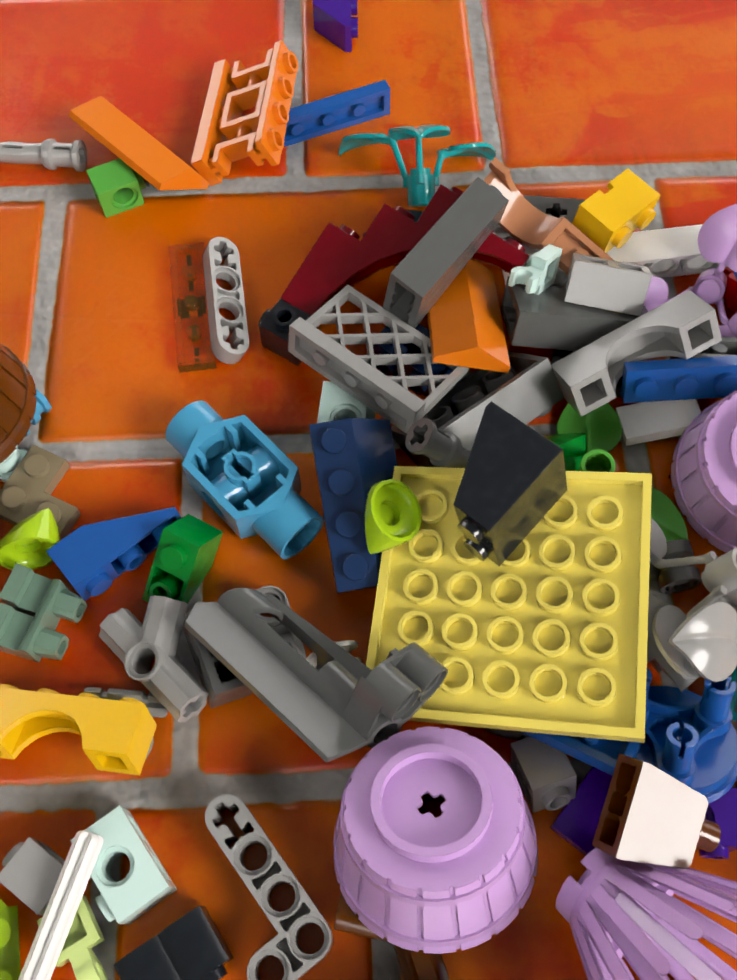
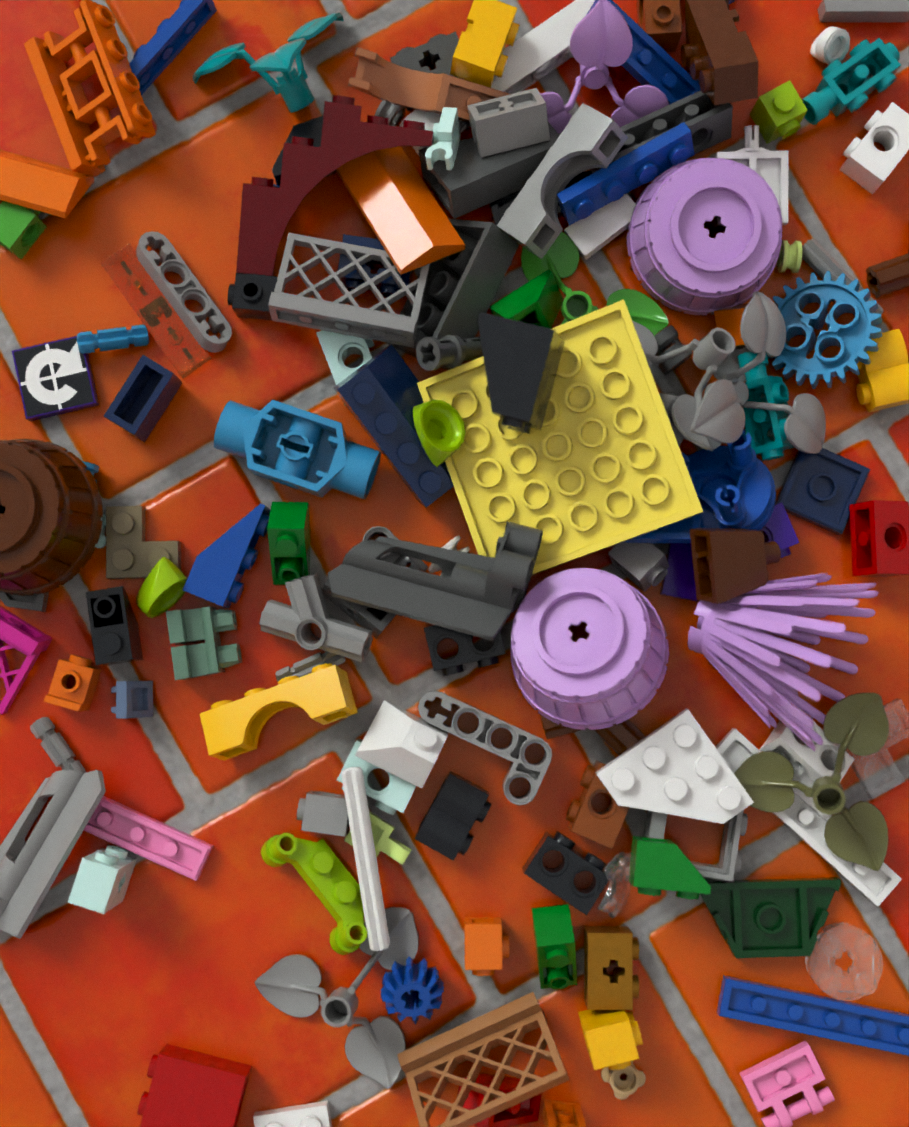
camera: 25 degrees left, 20 degrees up
(66, 318) = (54, 379): none -> tile
(128, 364) = (143, 398): none -> dark blue brick
(137, 307) = (112, 339): none -> dark azure axle
(166, 841) = (402, 744): none -> white slope
(297, 774) = (466, 654): none -> black brick
(443, 252) = (364, 167): dark grey slope -> none

